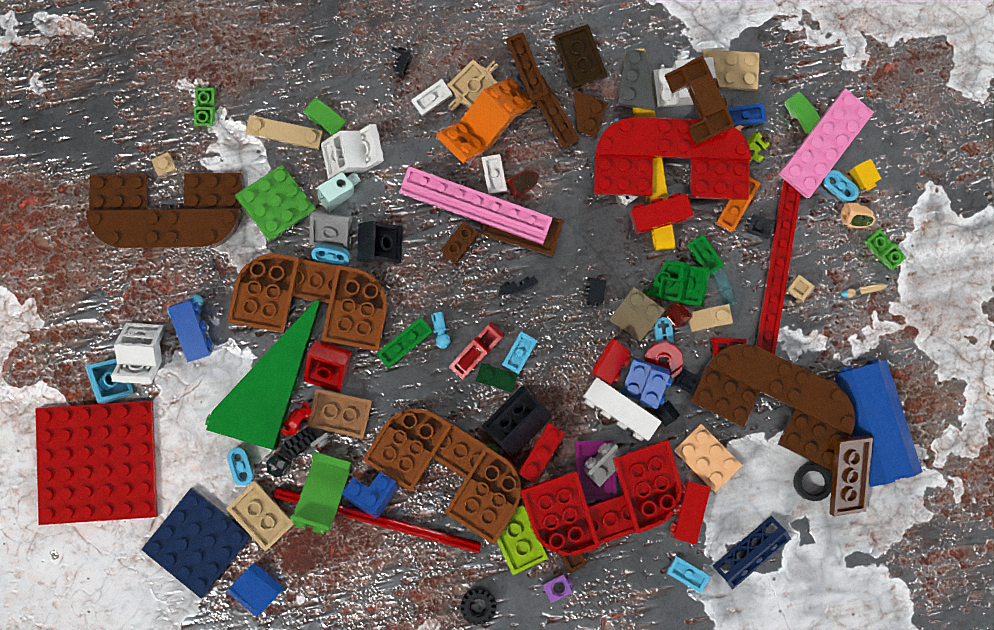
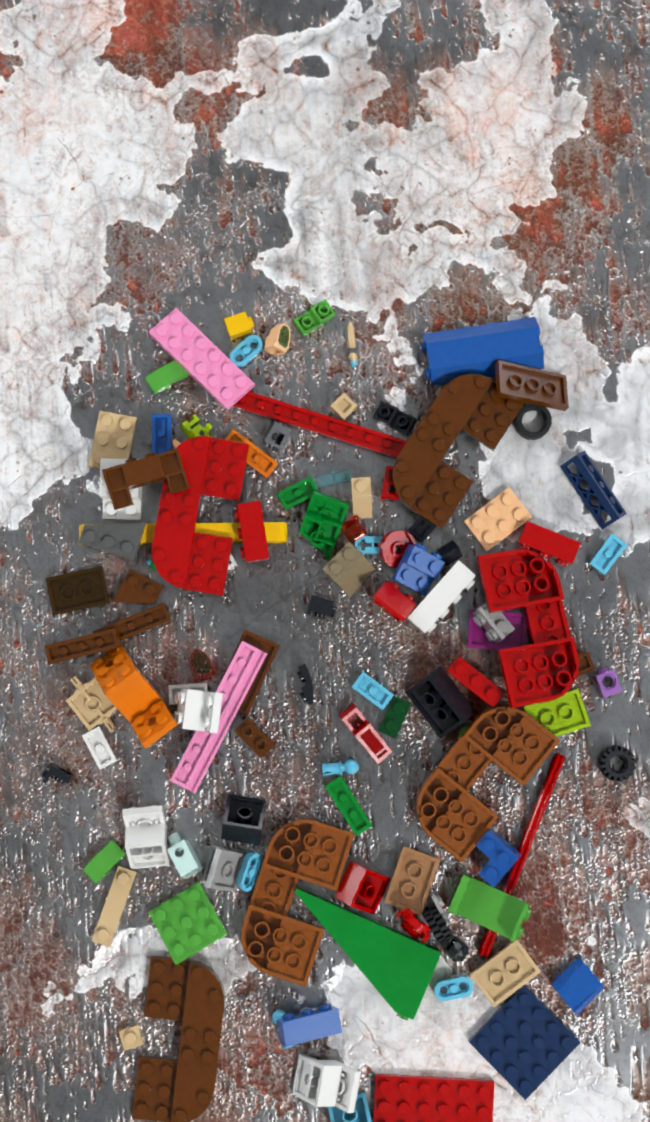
camera: 85 degrees left, 0 degrees up
(205, 106) = (75, 987): bright green slope -> none
(479, 181) = (198, 710): none -> white bracket
(795, 341) = (394, 418): none -> black slope

